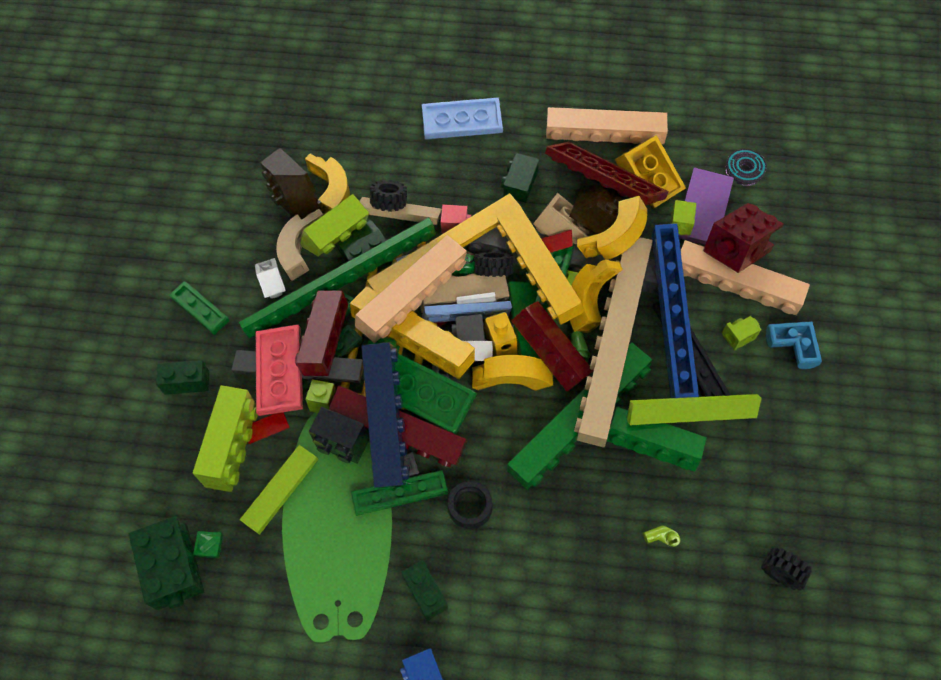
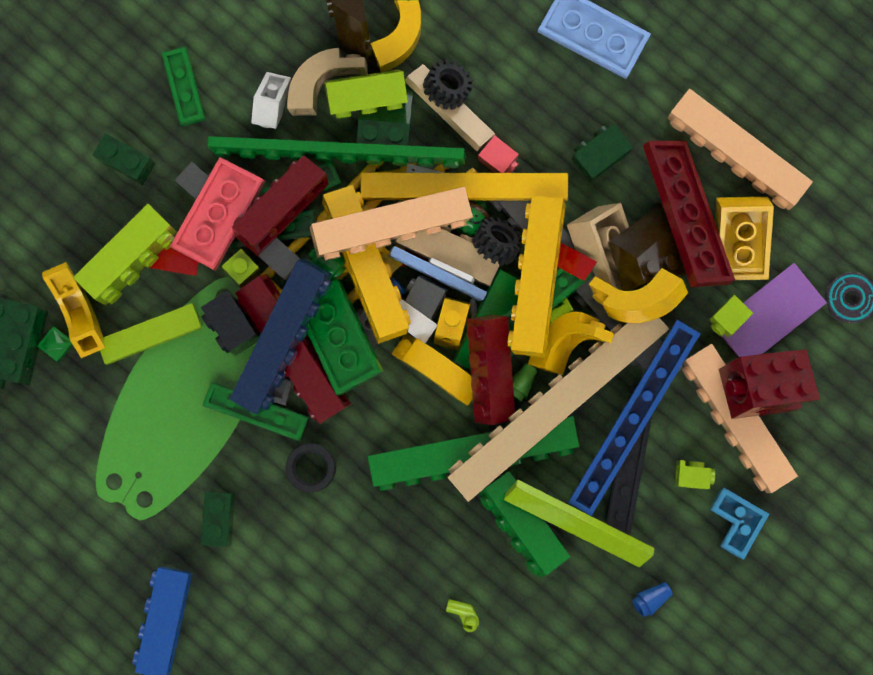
camera: 35 degrees right, 20 degrees up
(207, 504) = (76, 308): none -> yellow arch
(783, 434) = (652, 599): none -> blue cone

